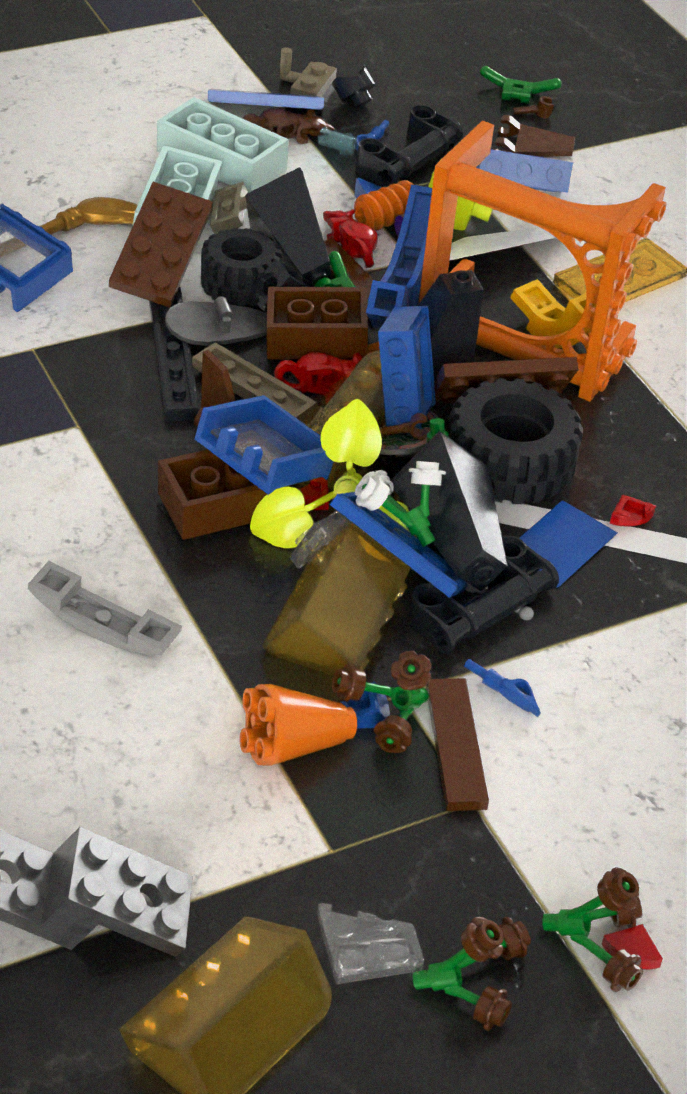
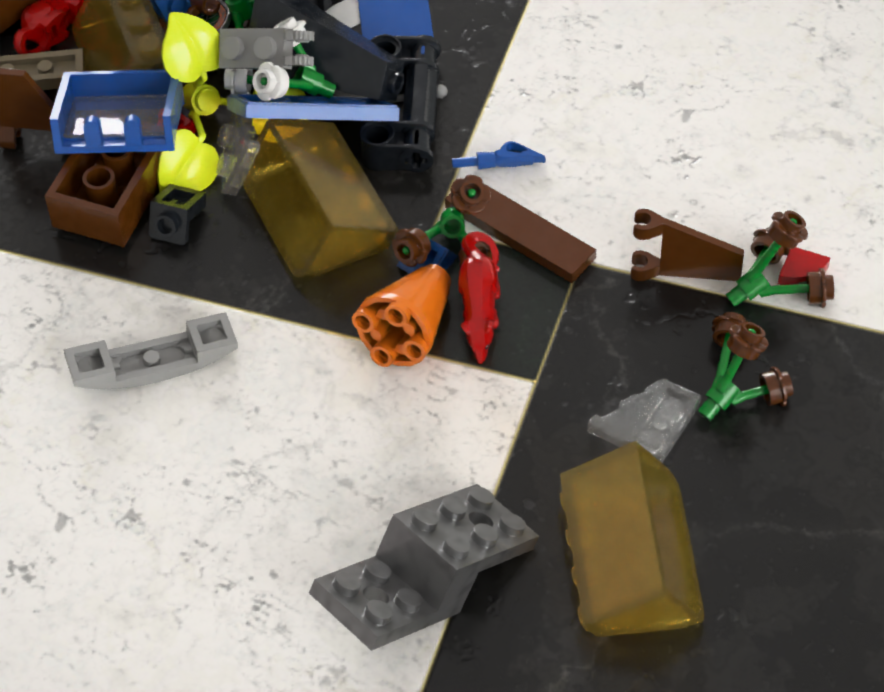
camera: 40 degrees left, 10 degrees up
(241, 539) = (172, 213): none -> black bracket
(361, 748) = (479, 290): none -> red animal
(395, 468) = (253, 46): none -> light grey hinge
(541, 850) = (683, 252): none -> reddish brown flag

